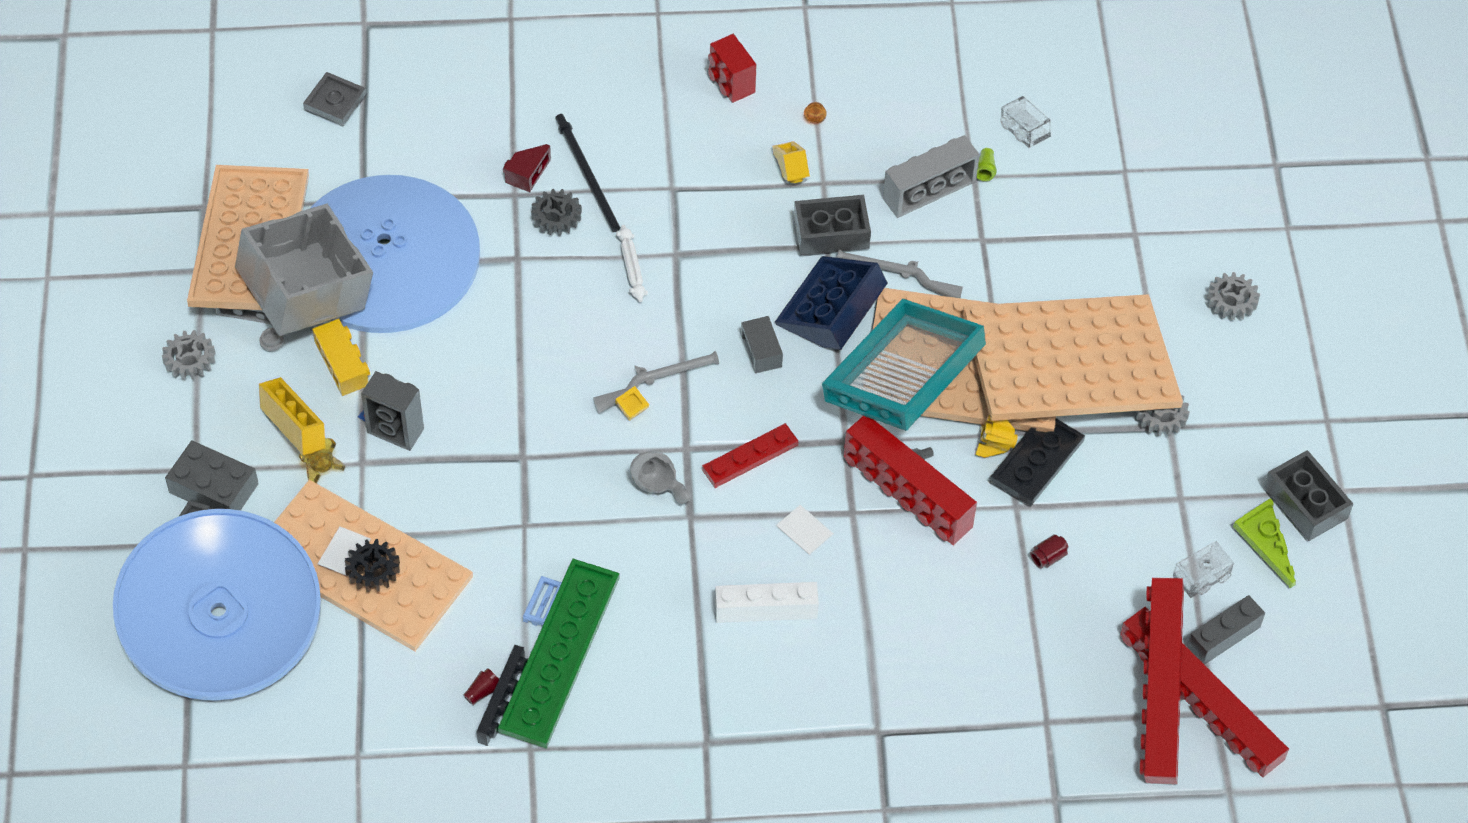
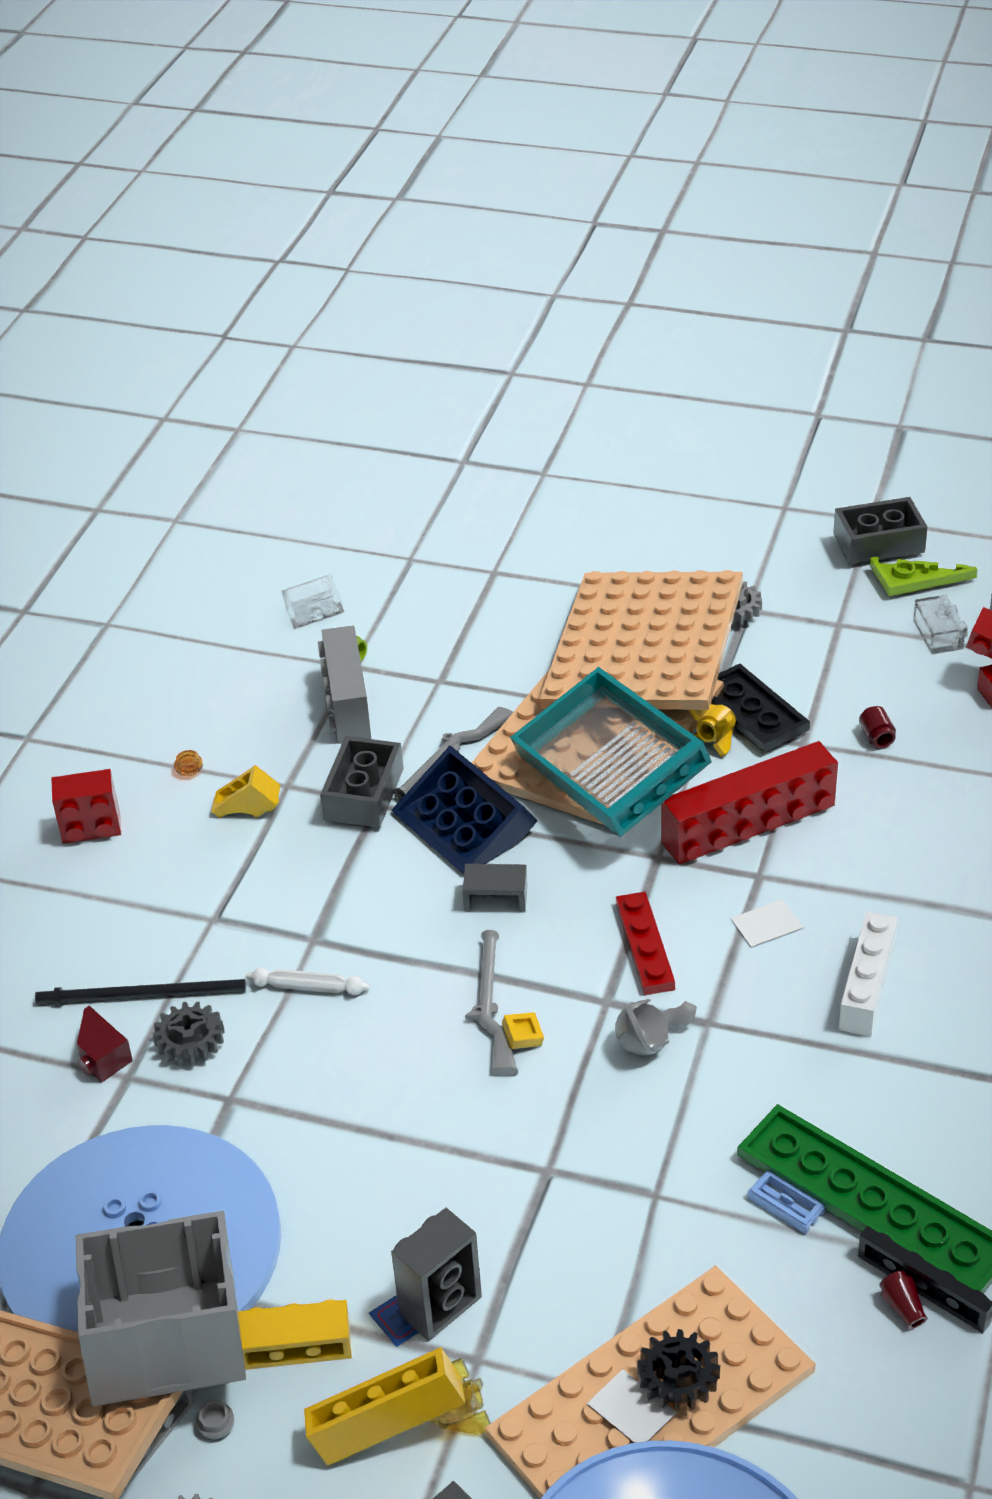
camera: 65 degrees left, 15 degrees down
(1233, 296) = (613, 521): light grey gear -> none

